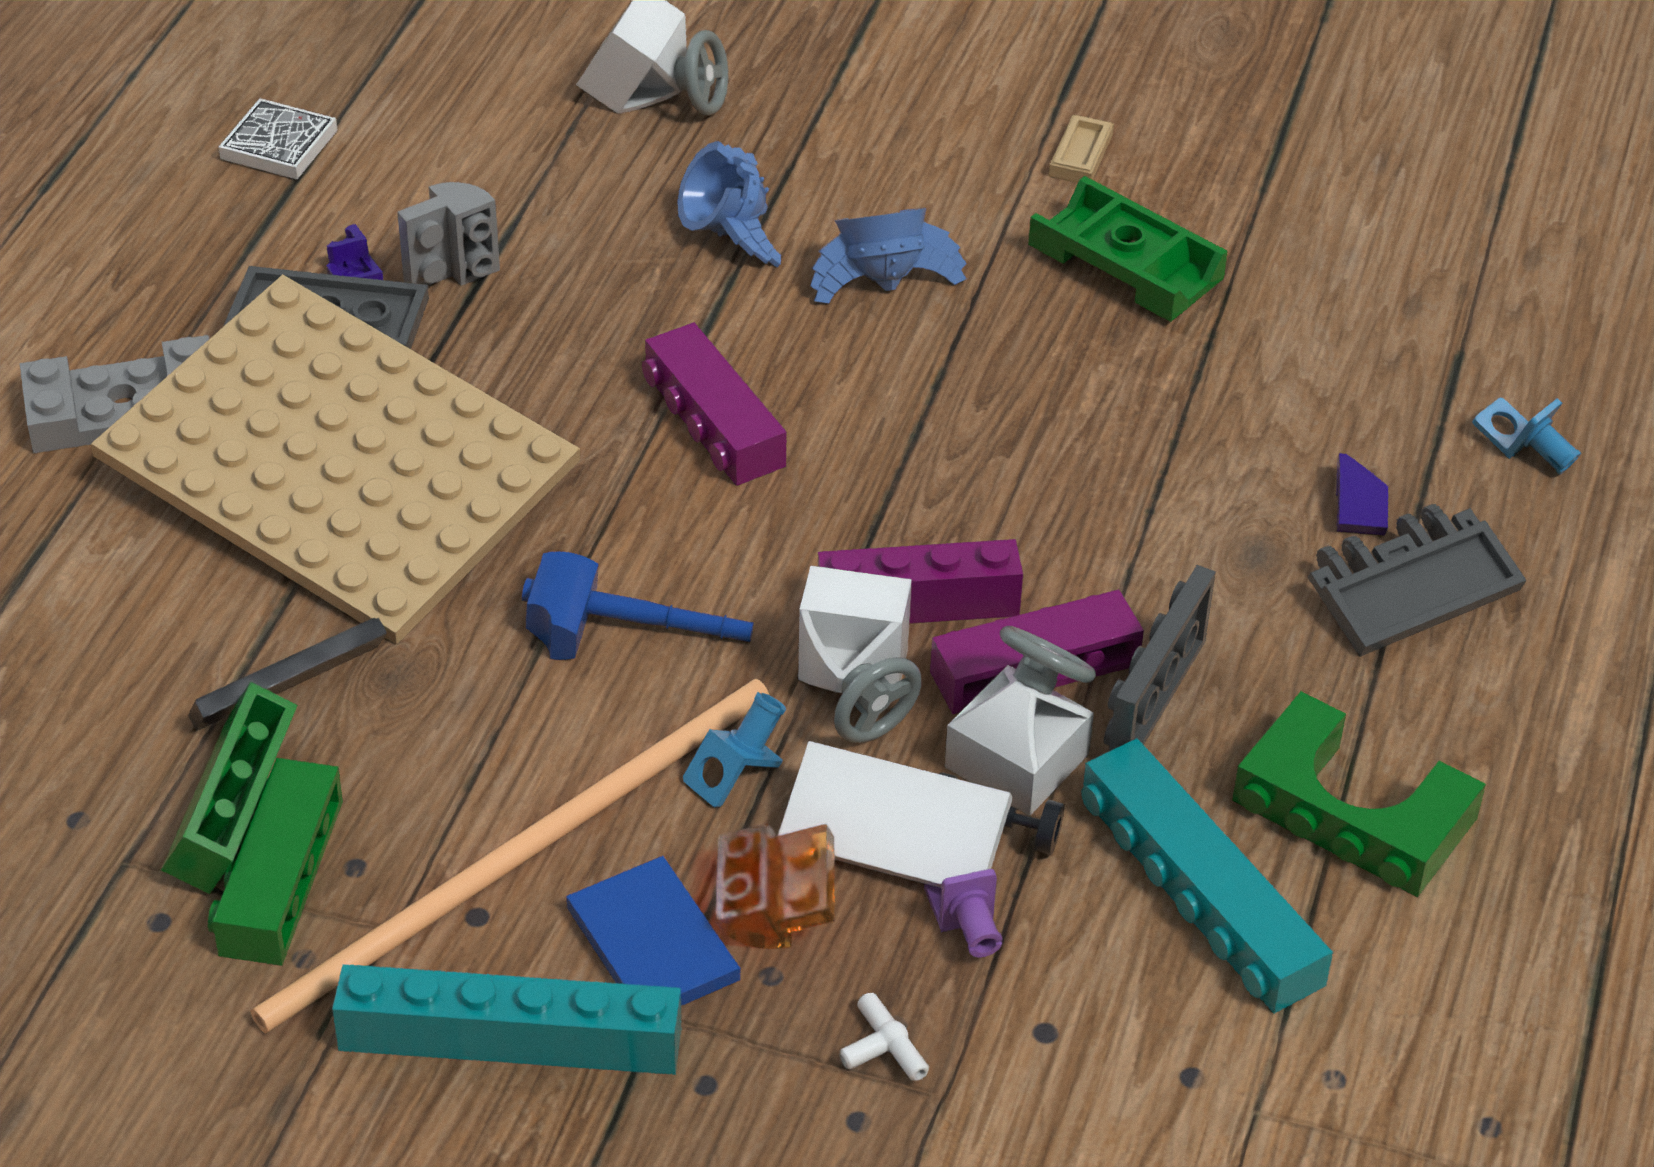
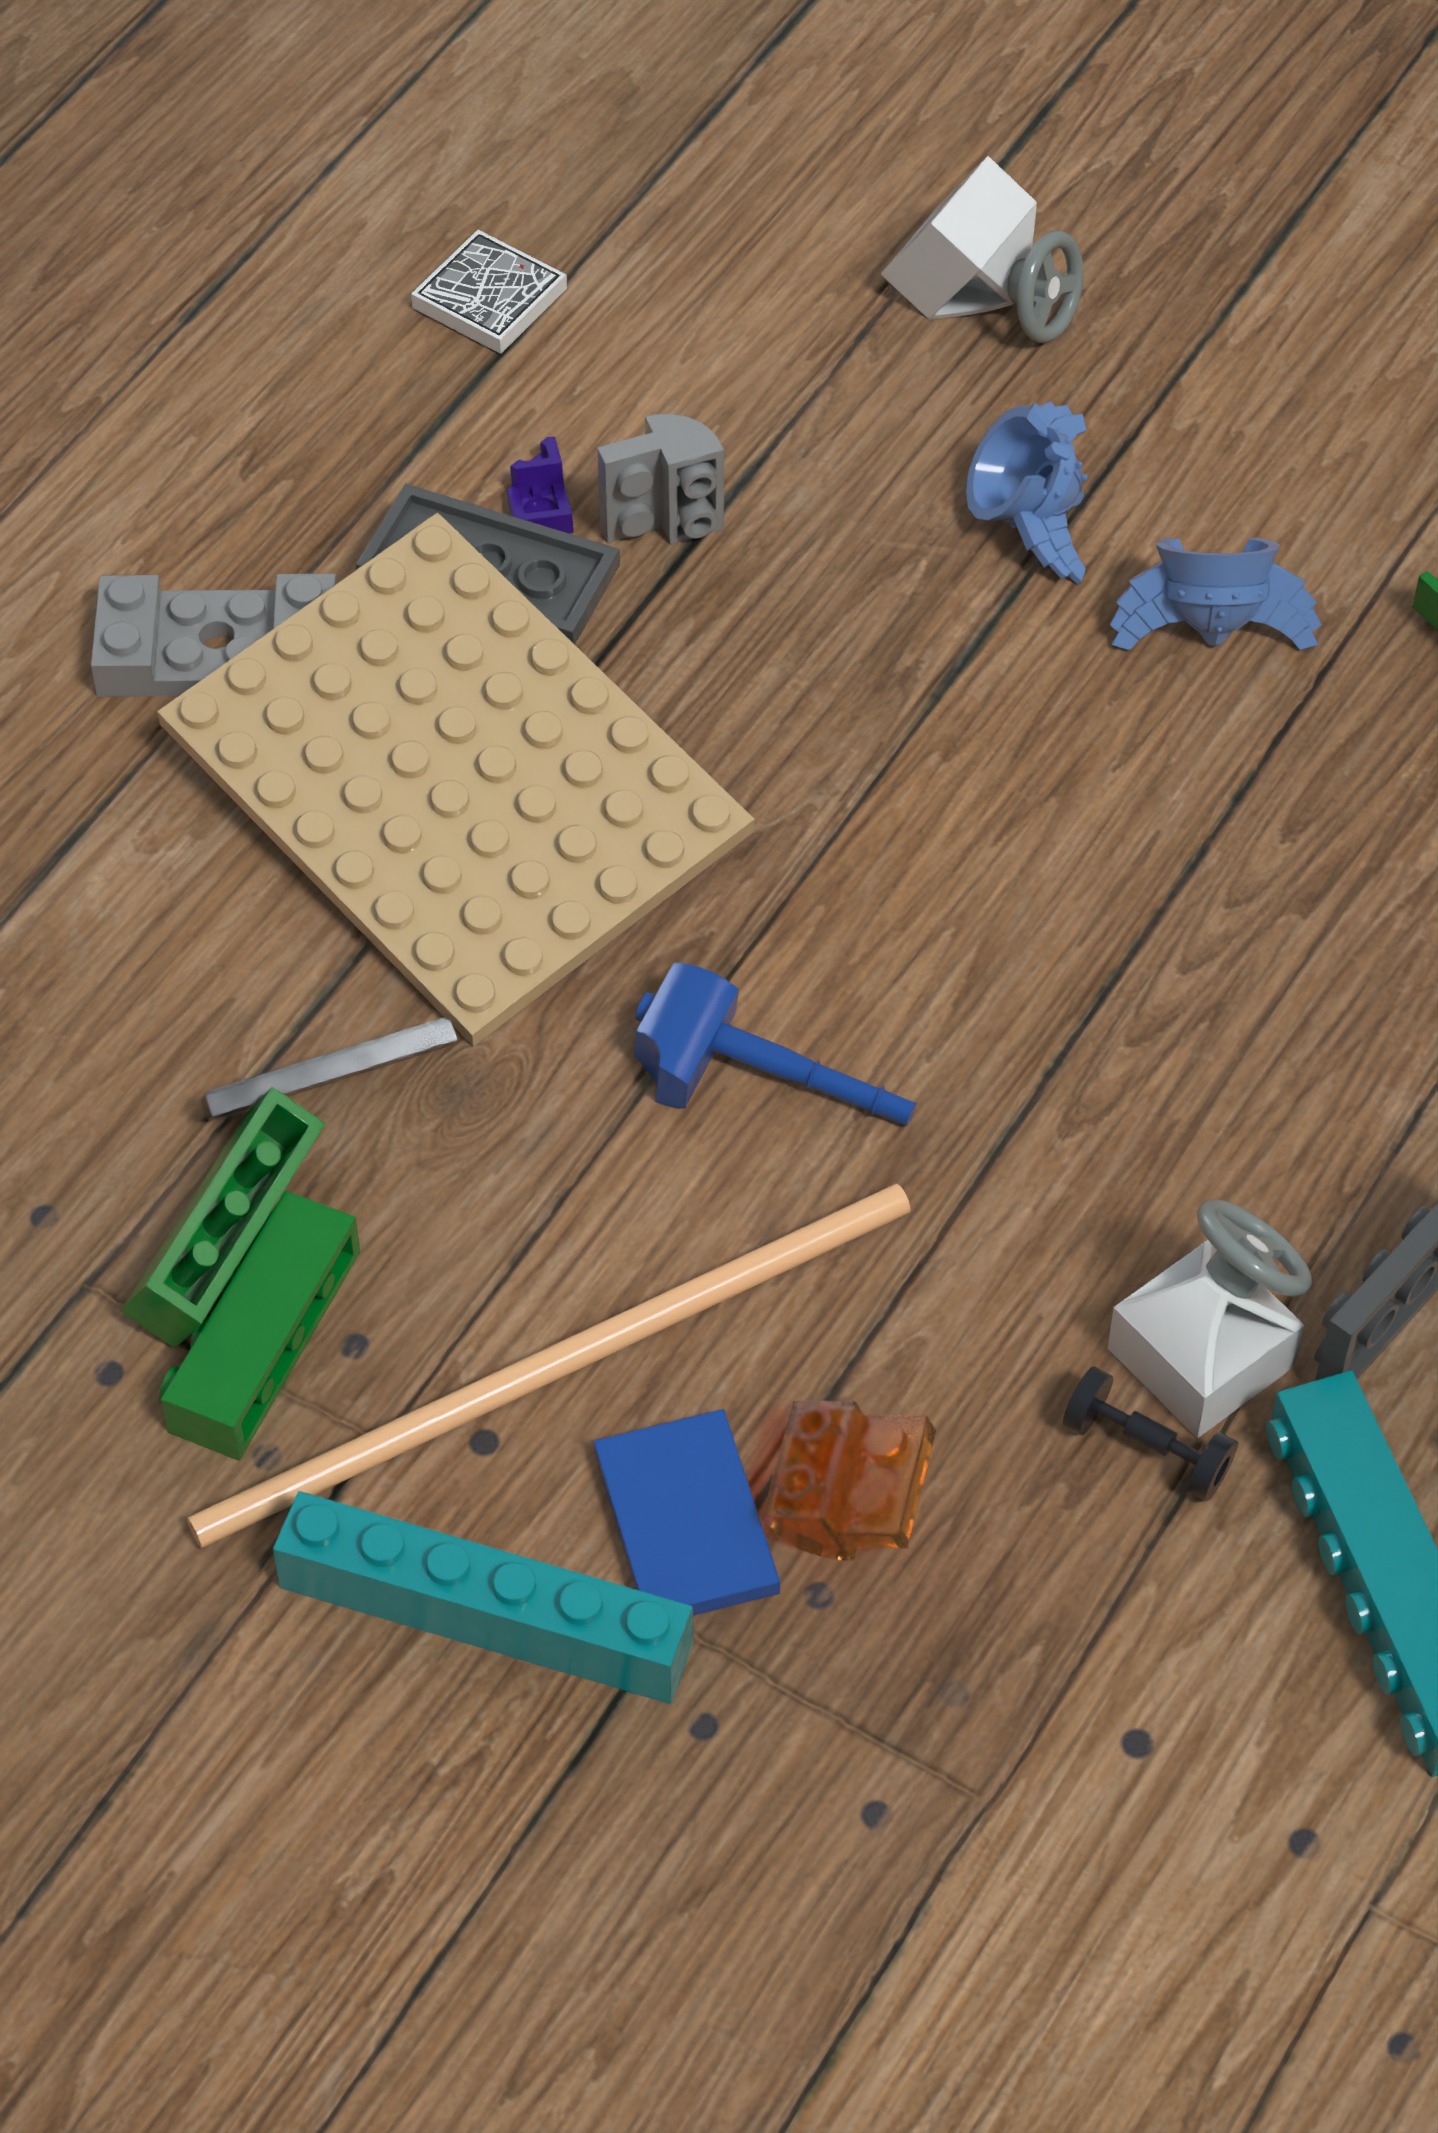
camera: 15 degrees right, 10 degrees up
(715, 404) = (942, 779): magenta brick -> none
(736, 749) = (849, 1282): dark azure bracket -> none
(858, 646) = (1030, 1172): white piece -> none
(888, 1037) = (939, 1713): white piece -> none
(897, 815) = (1022, 1420): white tile -> none
(946, 578) = (1137, 1089): magenta brick -> none
(968, 904) = (1081, 1556): medium lavender bracket -> none
(1092, 628) = (1317, 1204): magenta brick -> none

